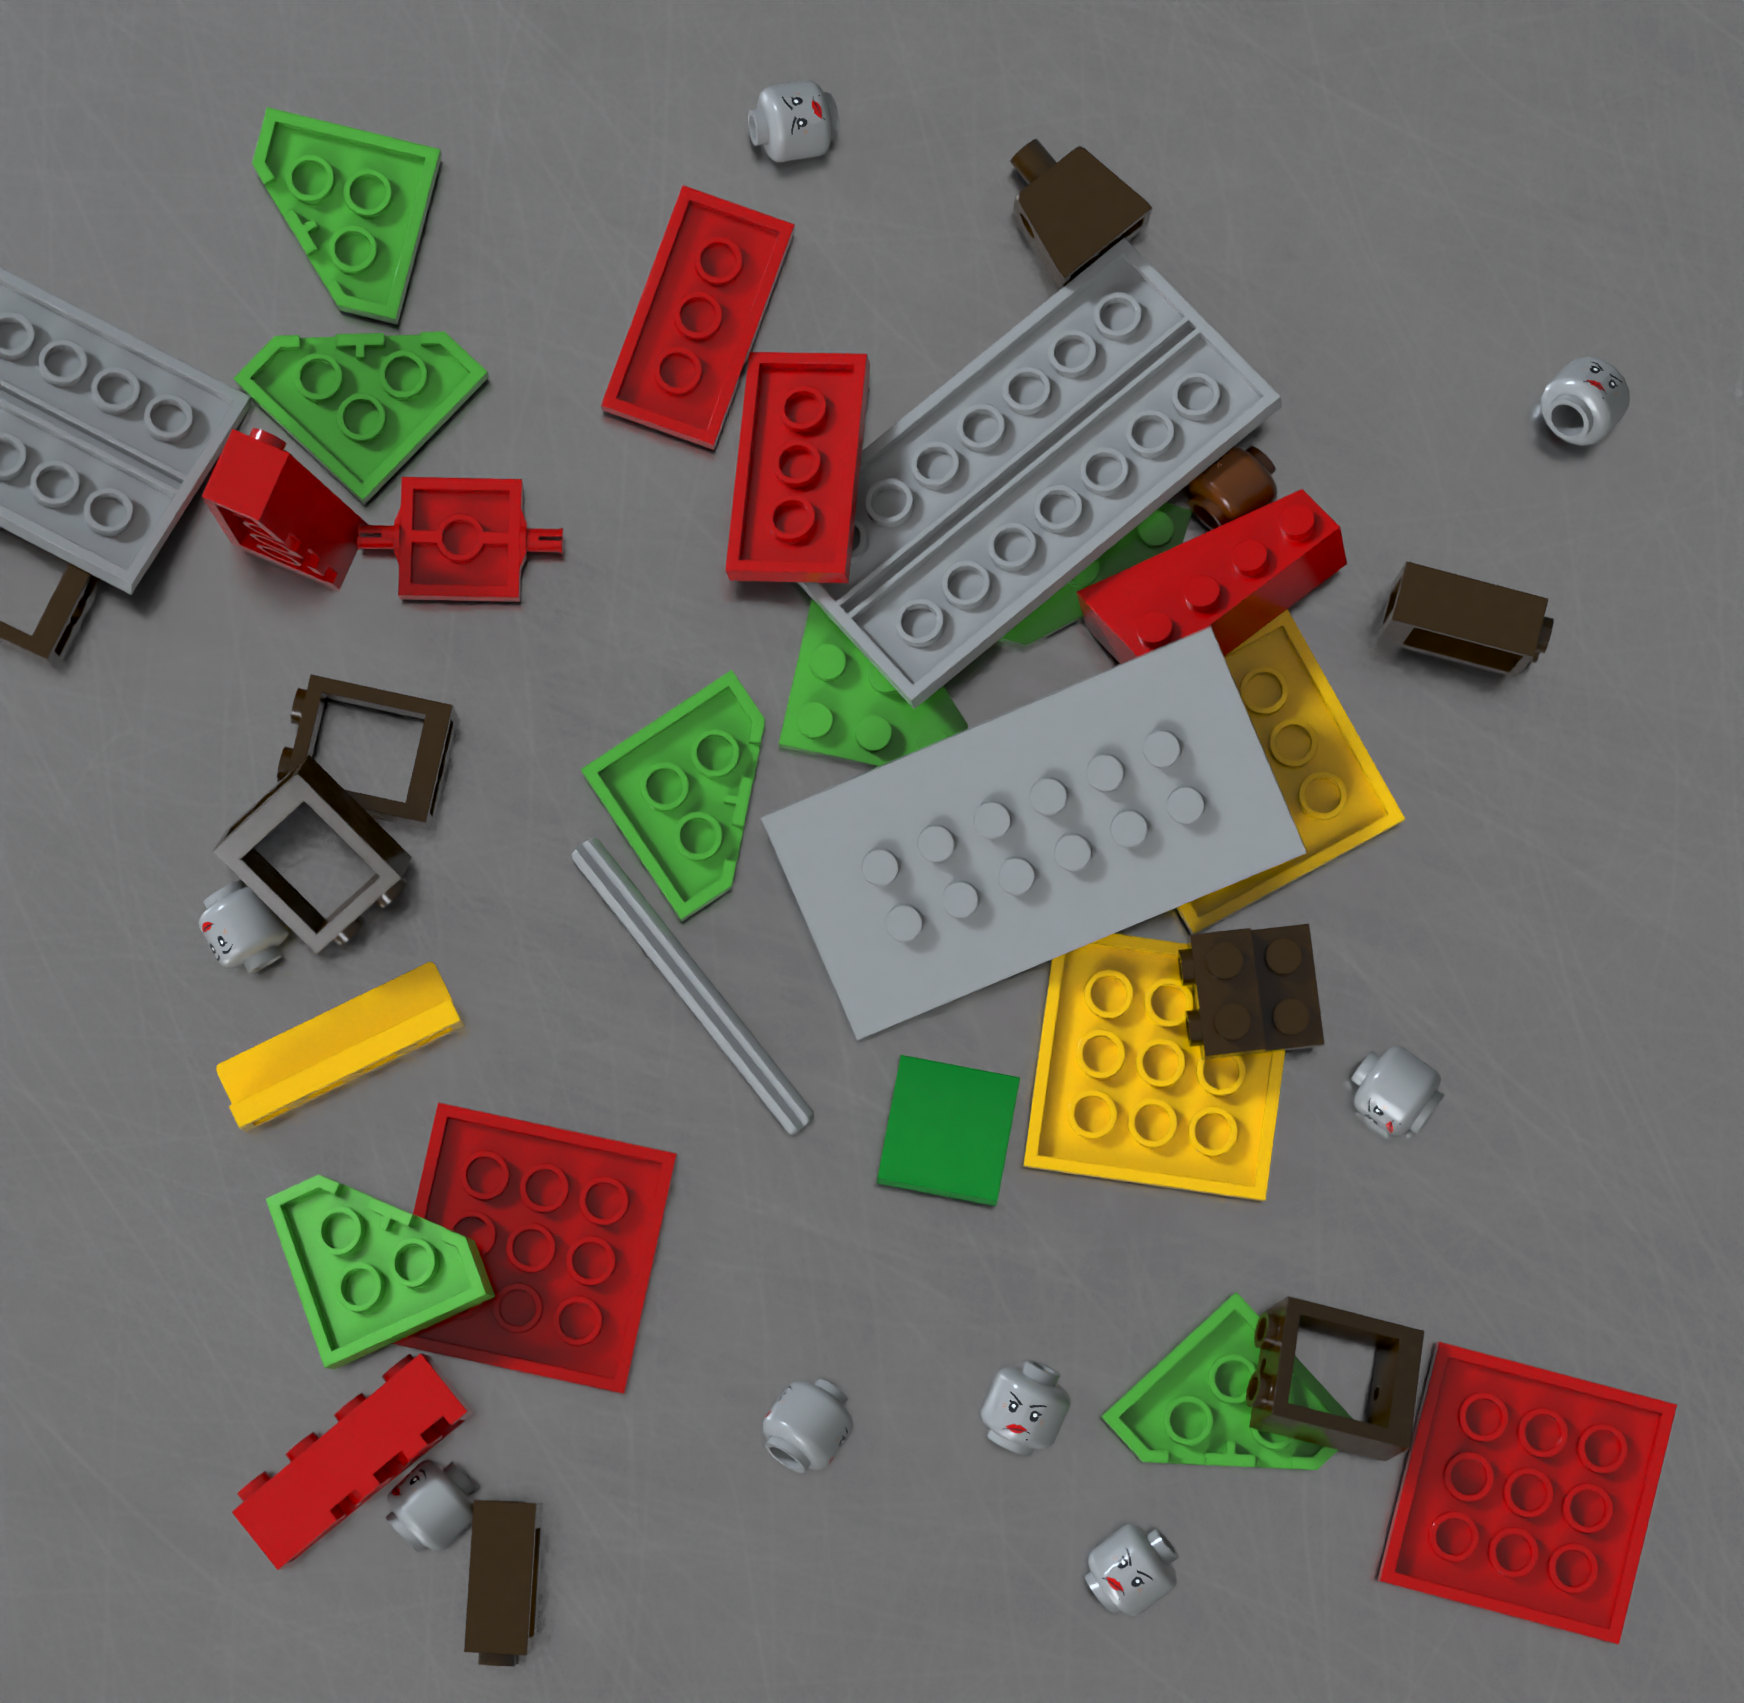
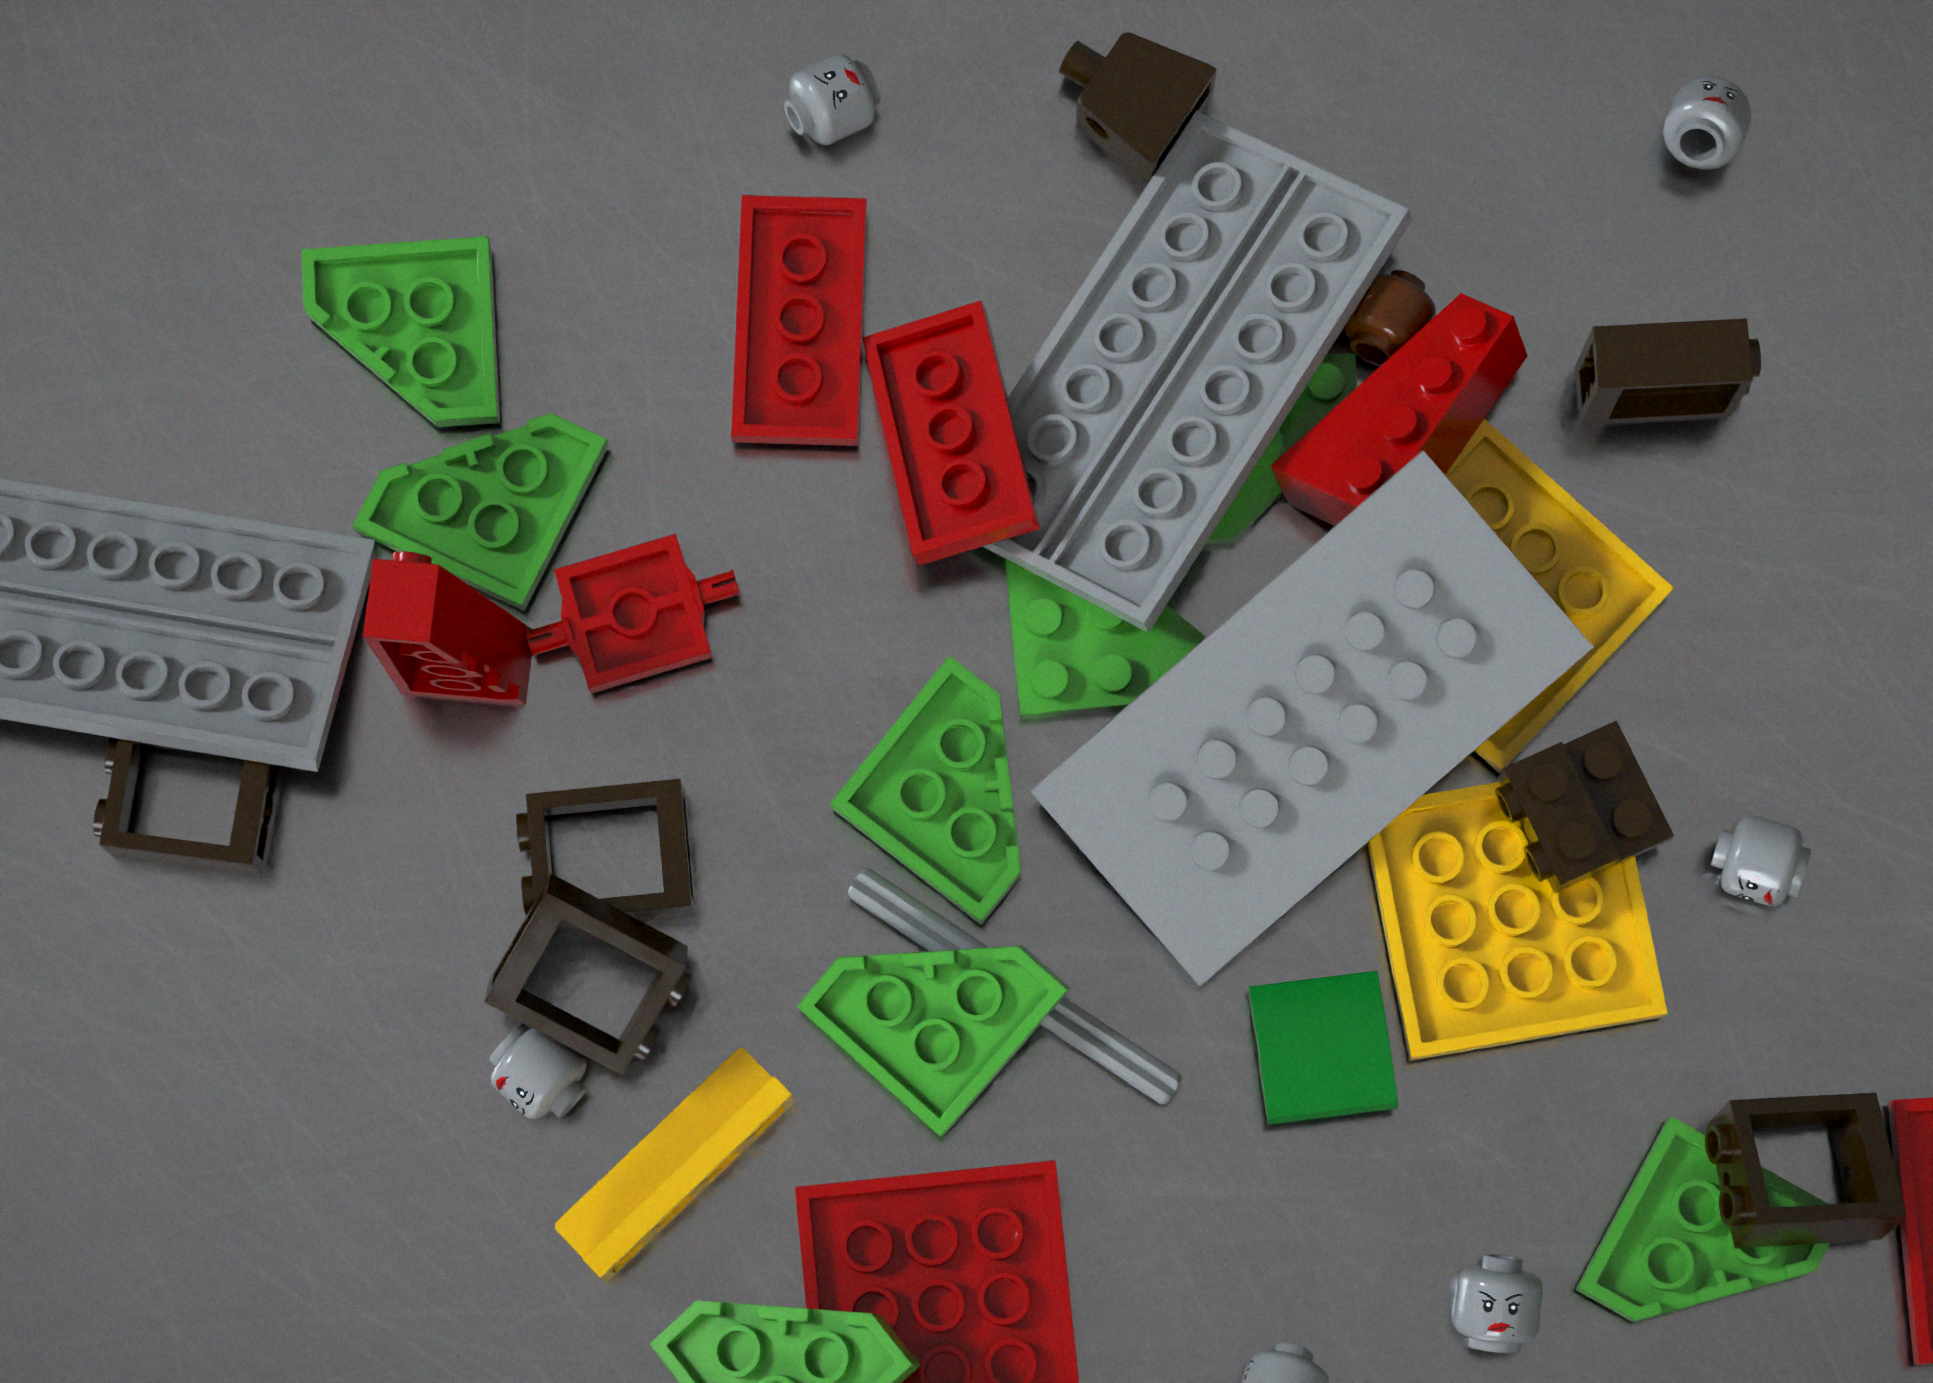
camera: 10 degrees left, 5 degrees down
(610, 994) = (935, 1020): none -> bright green plate

